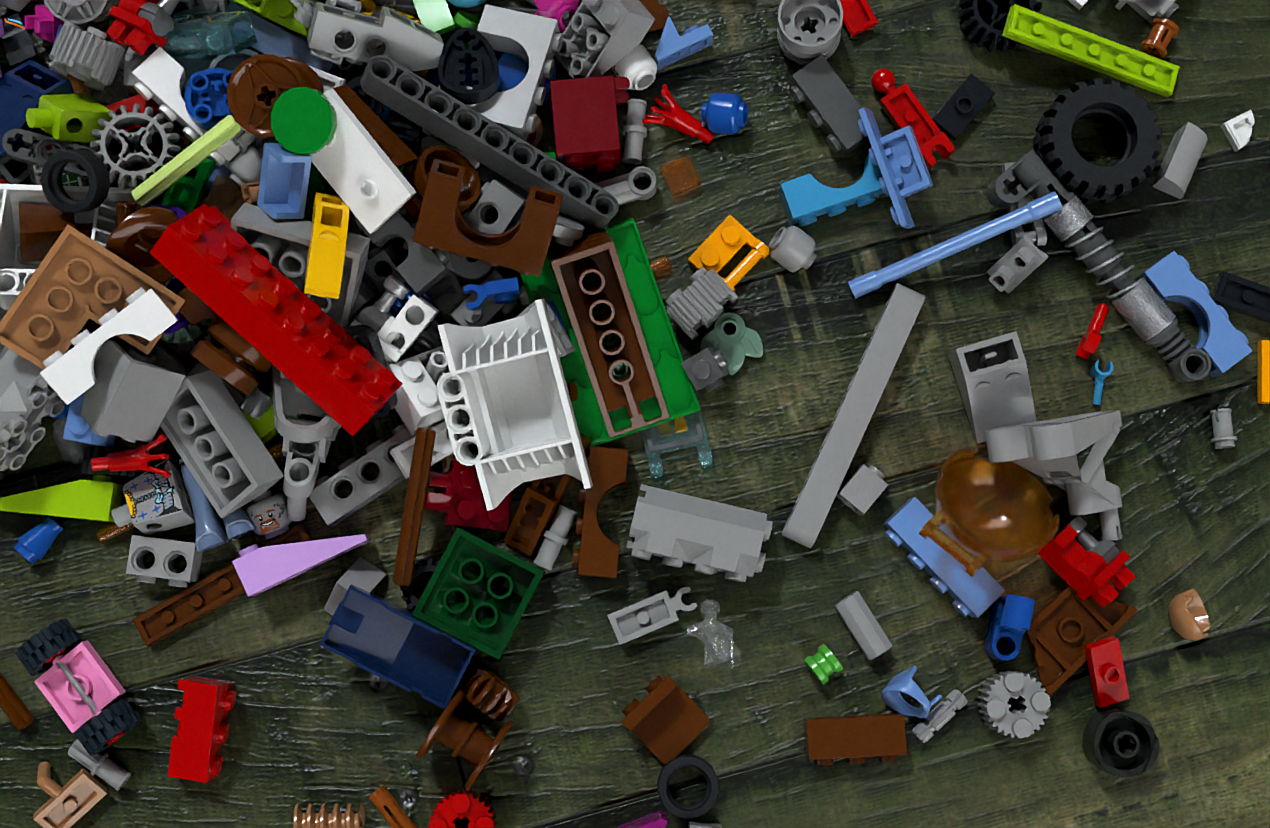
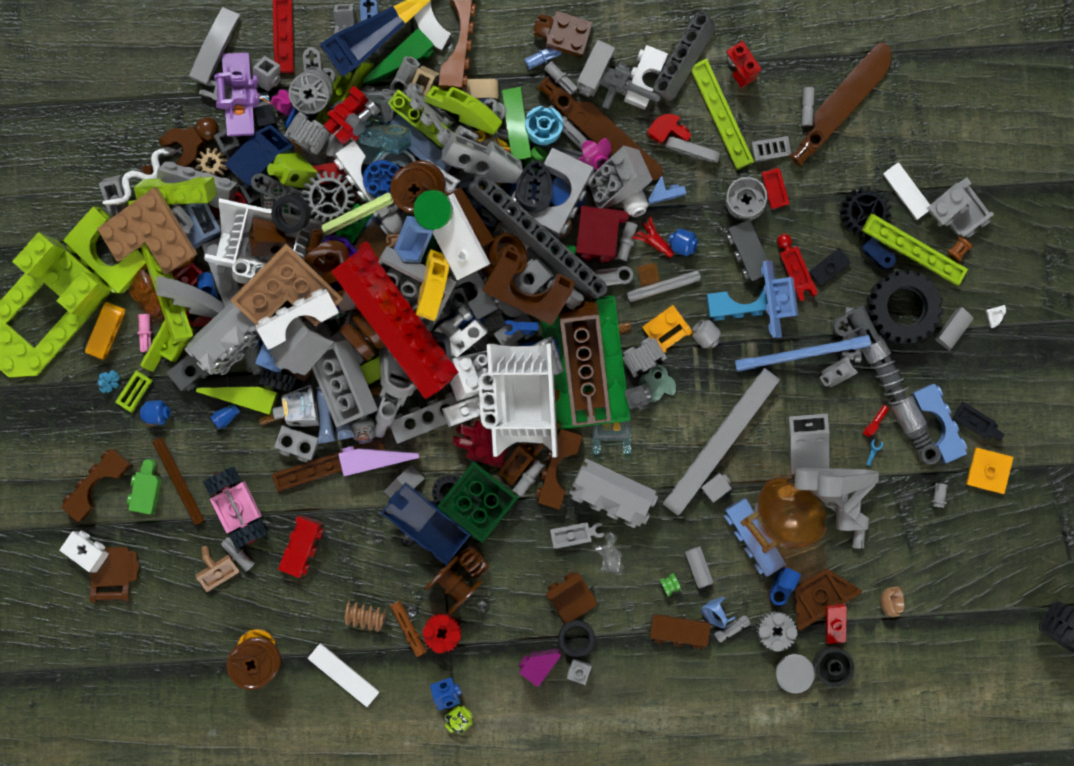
camera: 15 degrees right, 5 degrees up
(132, 459) = (293, 383): red piece -> none
(256, 403) = (369, 365): dark grey hose -> none
(414, 506) = (450, 444): reddish brown axle -> none
(708, 189) = (663, 286): none -> light grey axle
(1034, 70) = (878, 254): none -> dark blue leg
(1058, 768) = (794, 673): none -> light grey tile
(1087, 563) = (839, 562): red hips -> none

